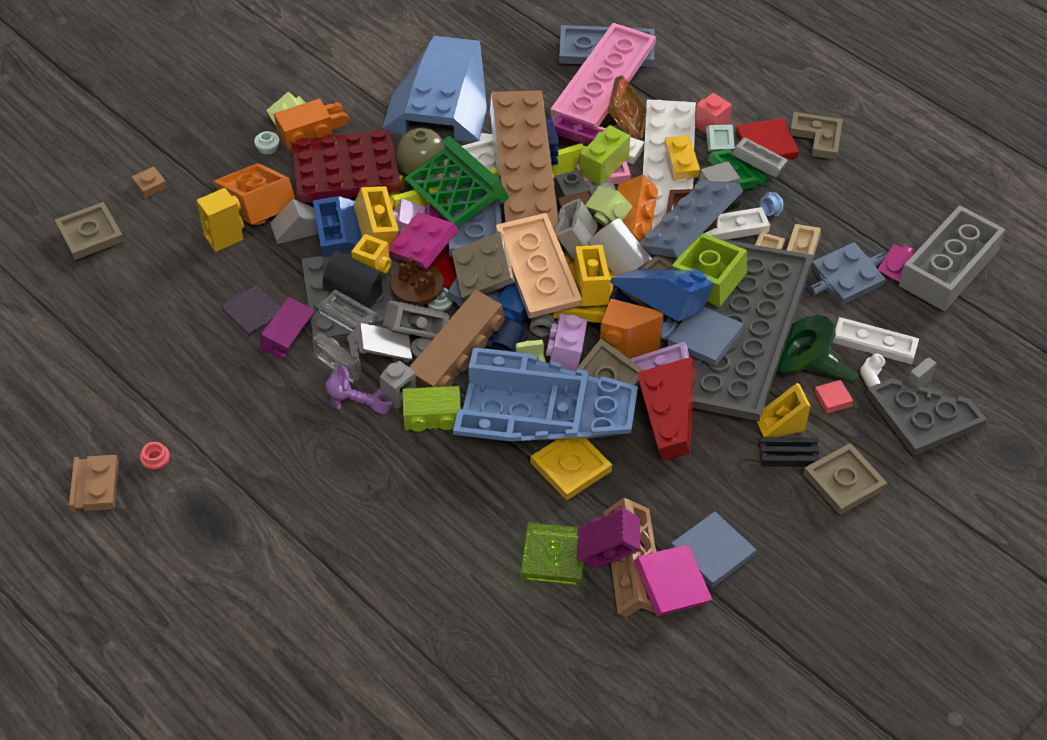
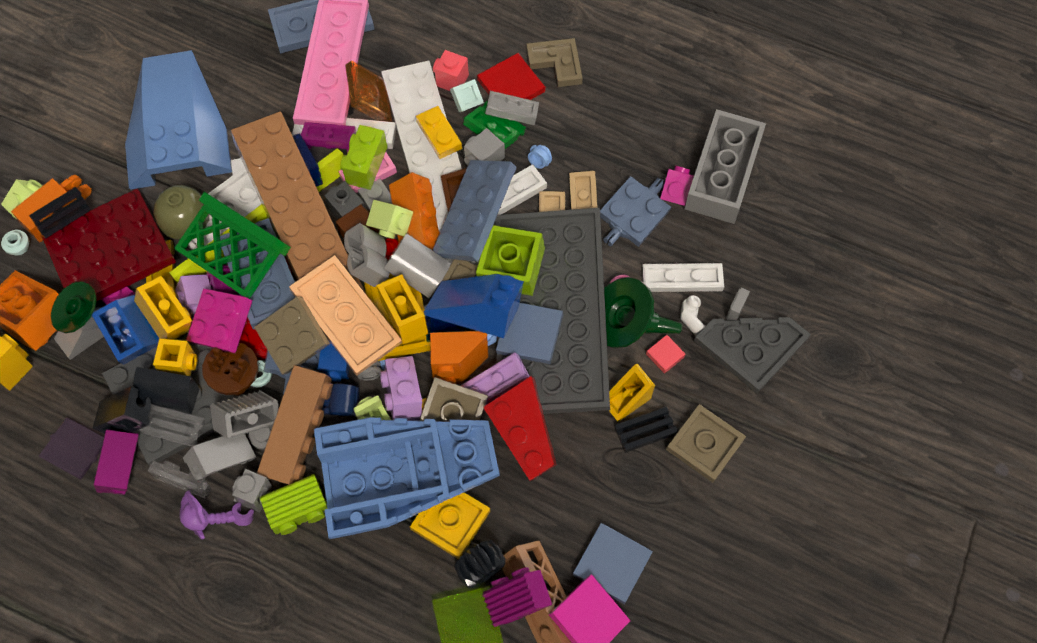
camera: 20 degrees left, 15 degrees up
(299, 193) = (73, 307): none -> dark green dish
(309, 287) = (122, 413): none -> black hinge
(335, 112) = (61, 215): none -> black tile
(584, 502) = (480, 564): none -> black gear

